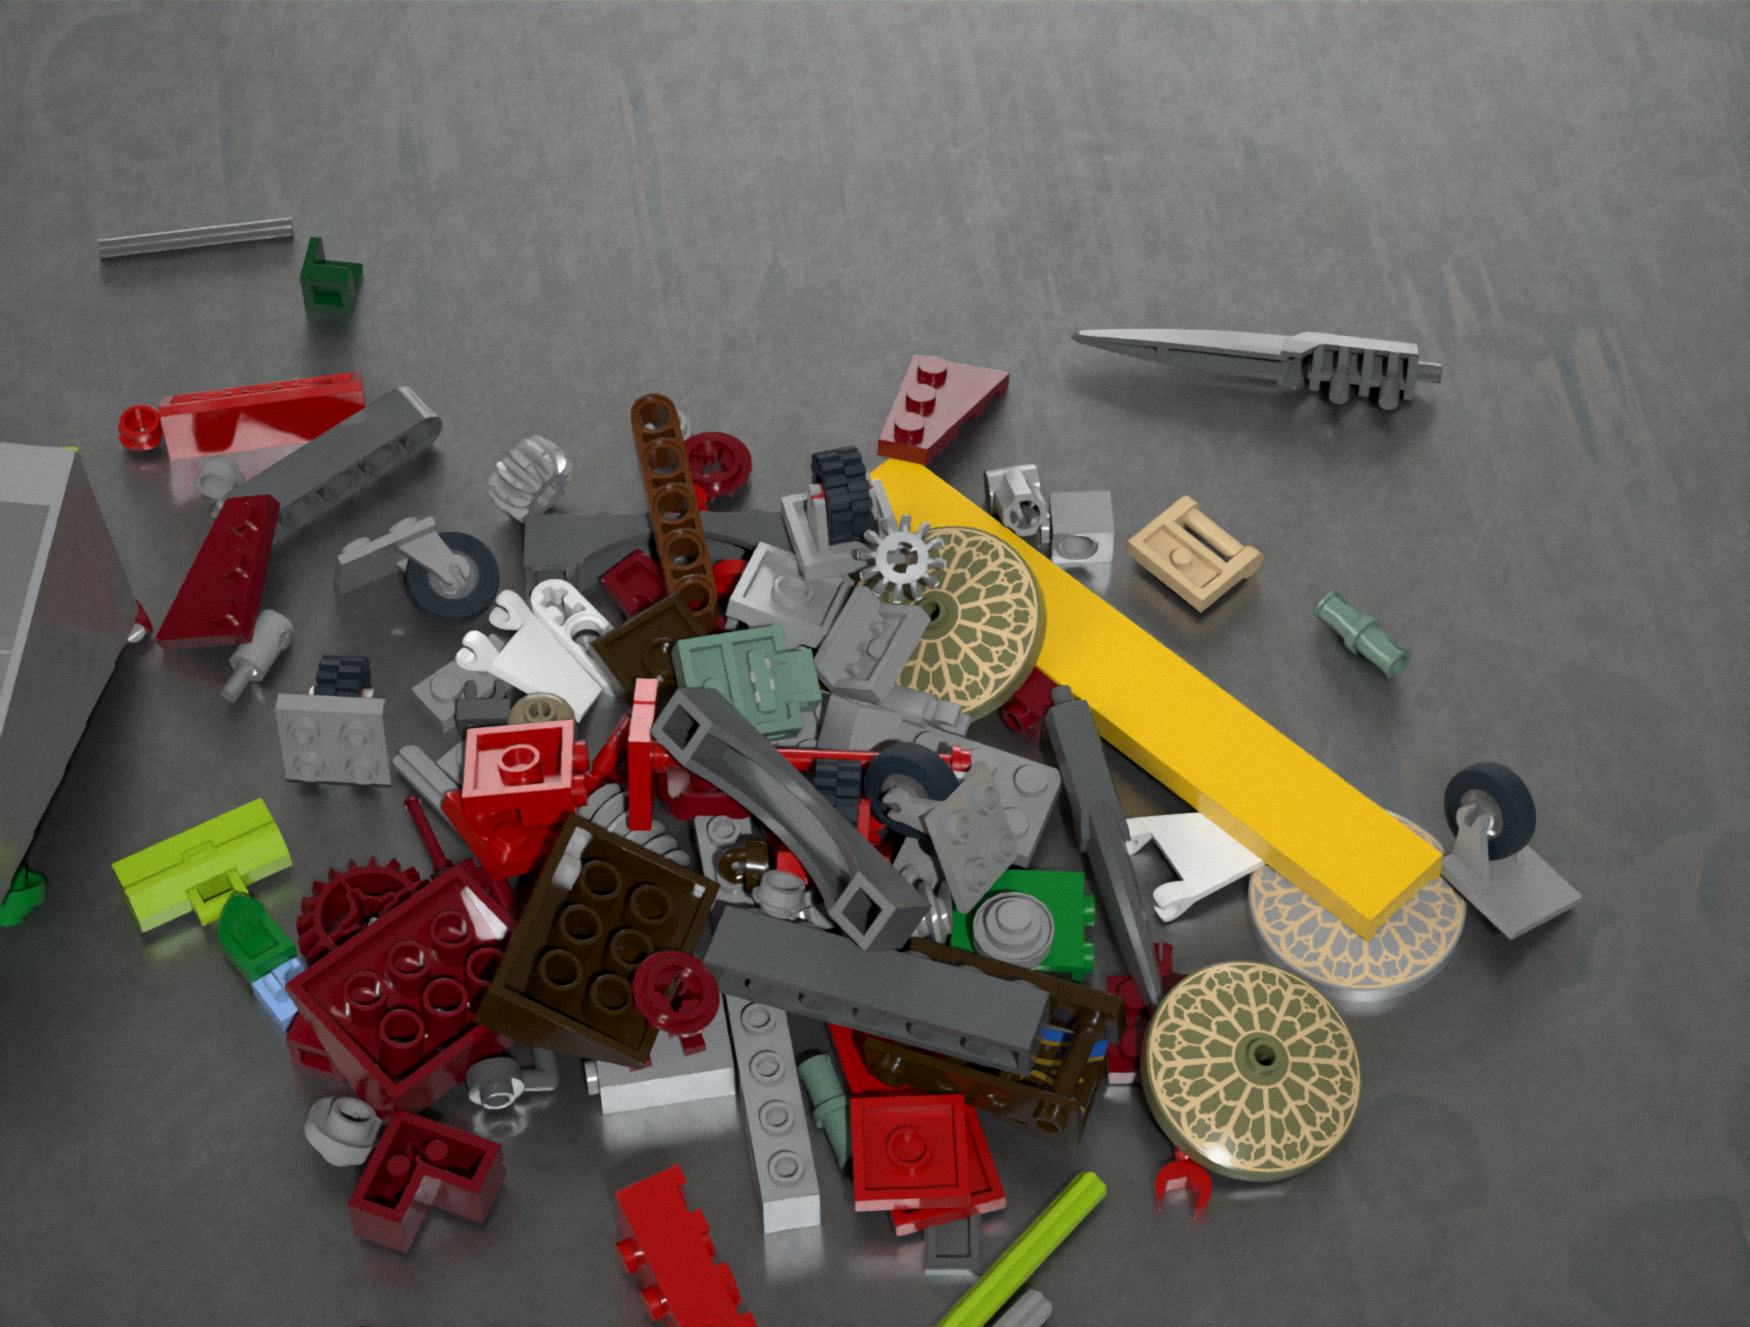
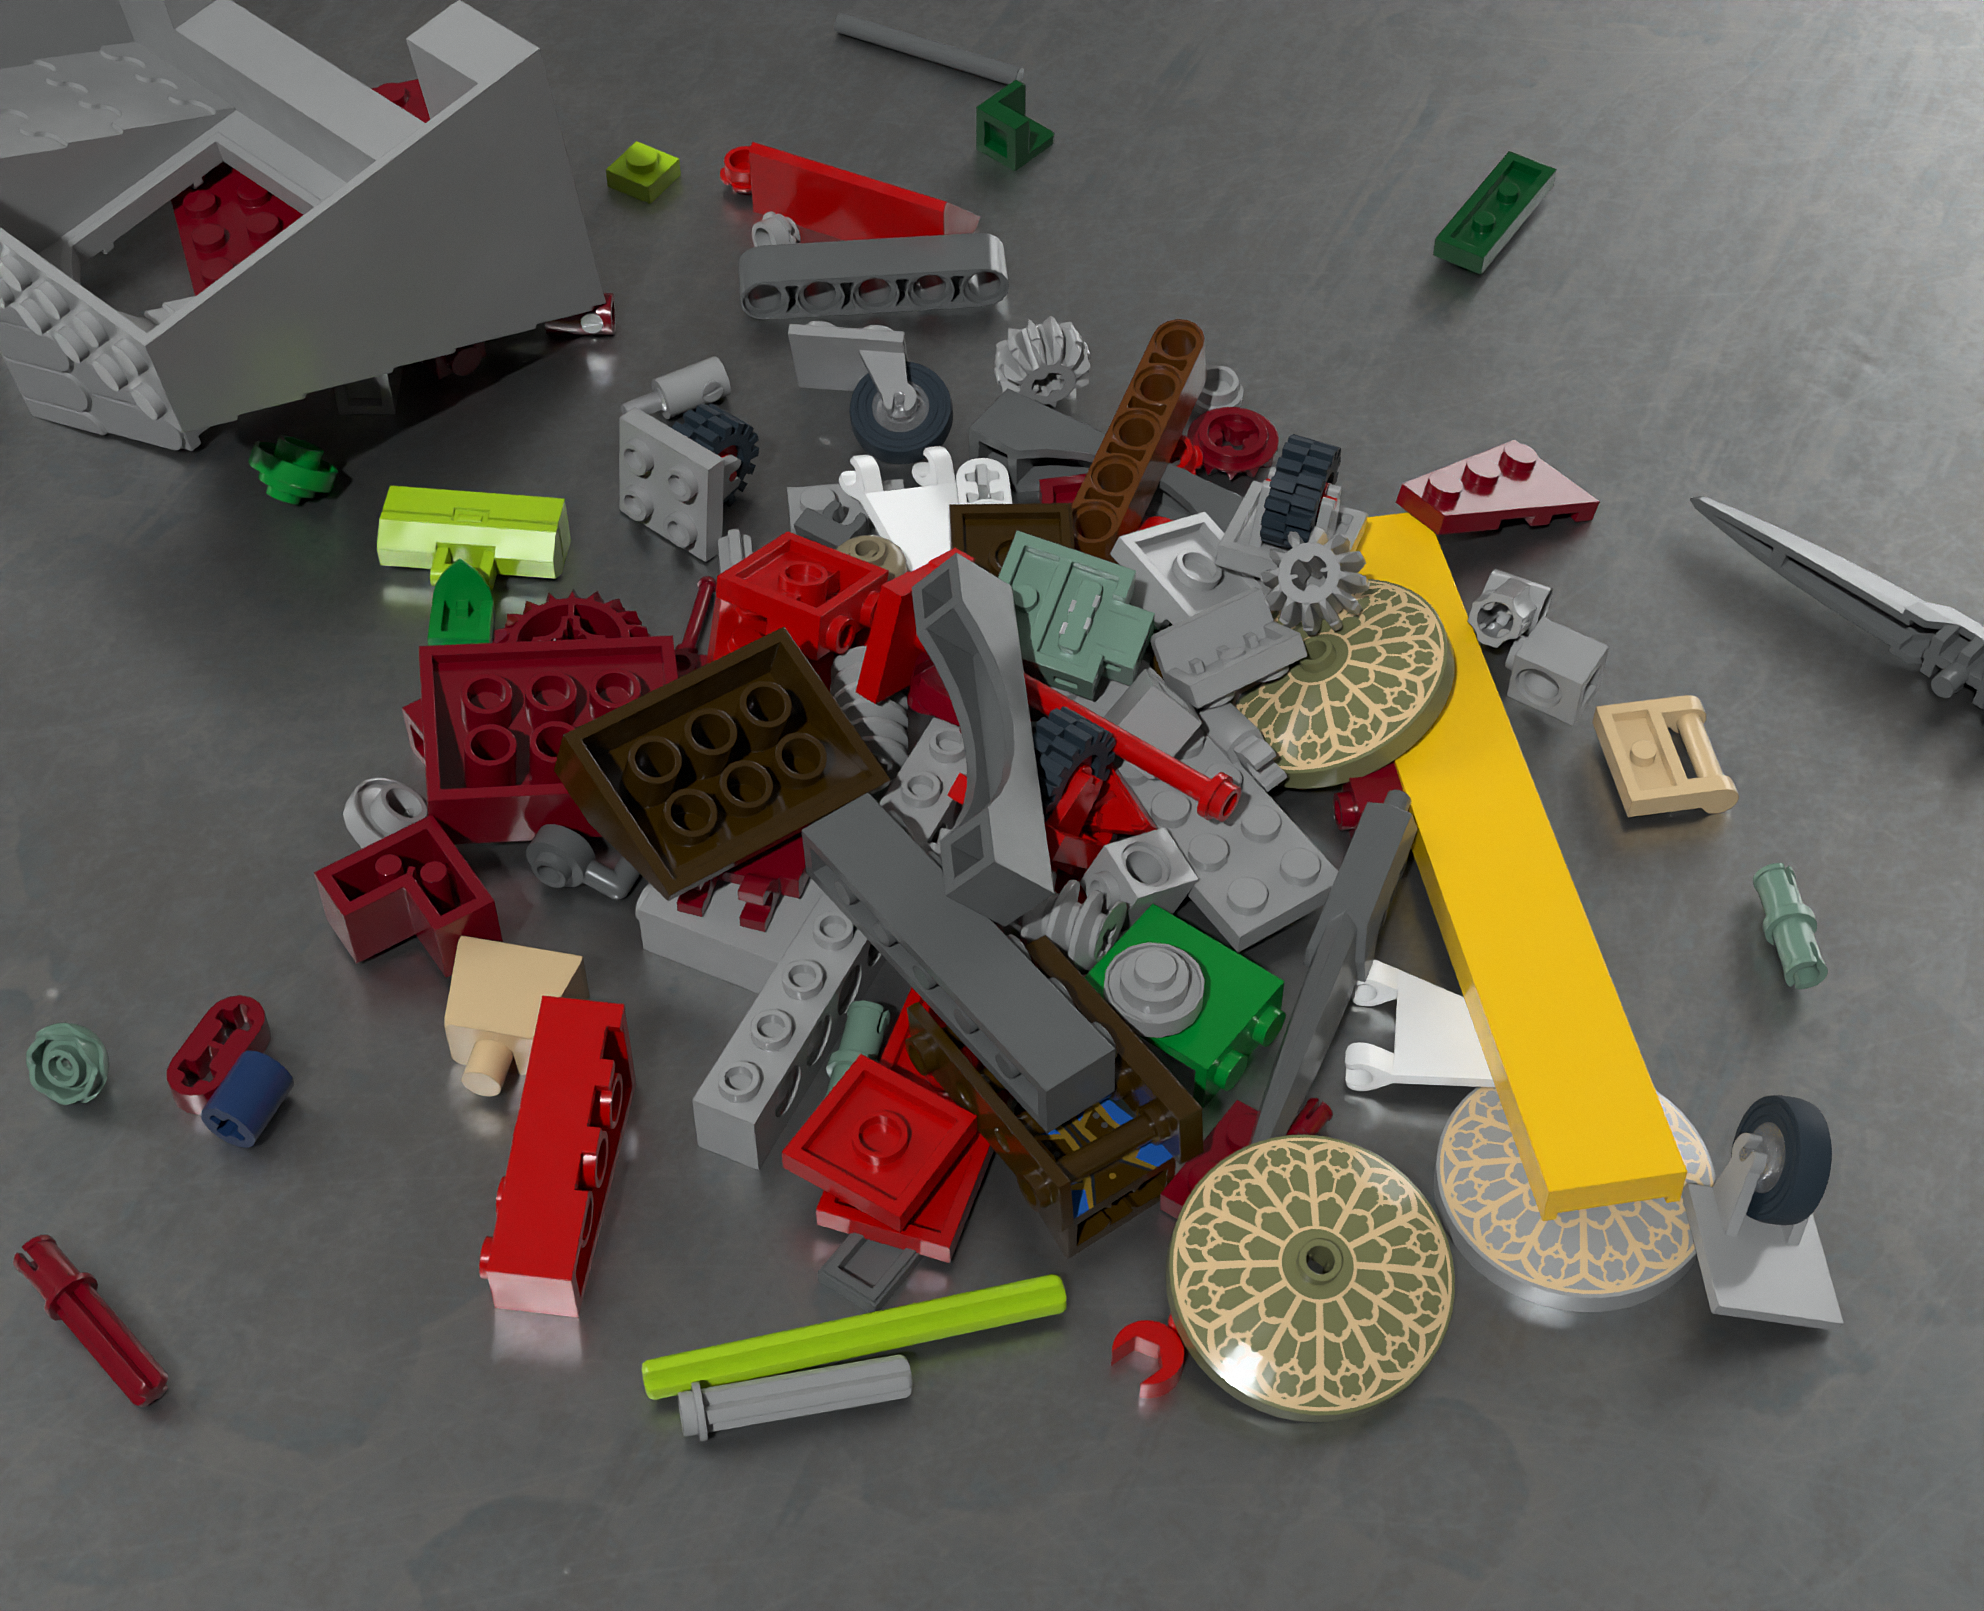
camera: 35 degrees right, 5 degrees down
(226, 580) = (700, 311): dark red wing -> none
(557, 1219) = (497, 1006): none -> tan torso
(692, 982) = (747, 817): dark red gear -> none
(756, 863) = (934, 779): dark brown tile -> none
(758, 163) = (1494, 212): none -> dark green plate
(780, 894) = (931, 813): light grey plate -> none
(959, 810) = (1170, 842): light grey plate -> none

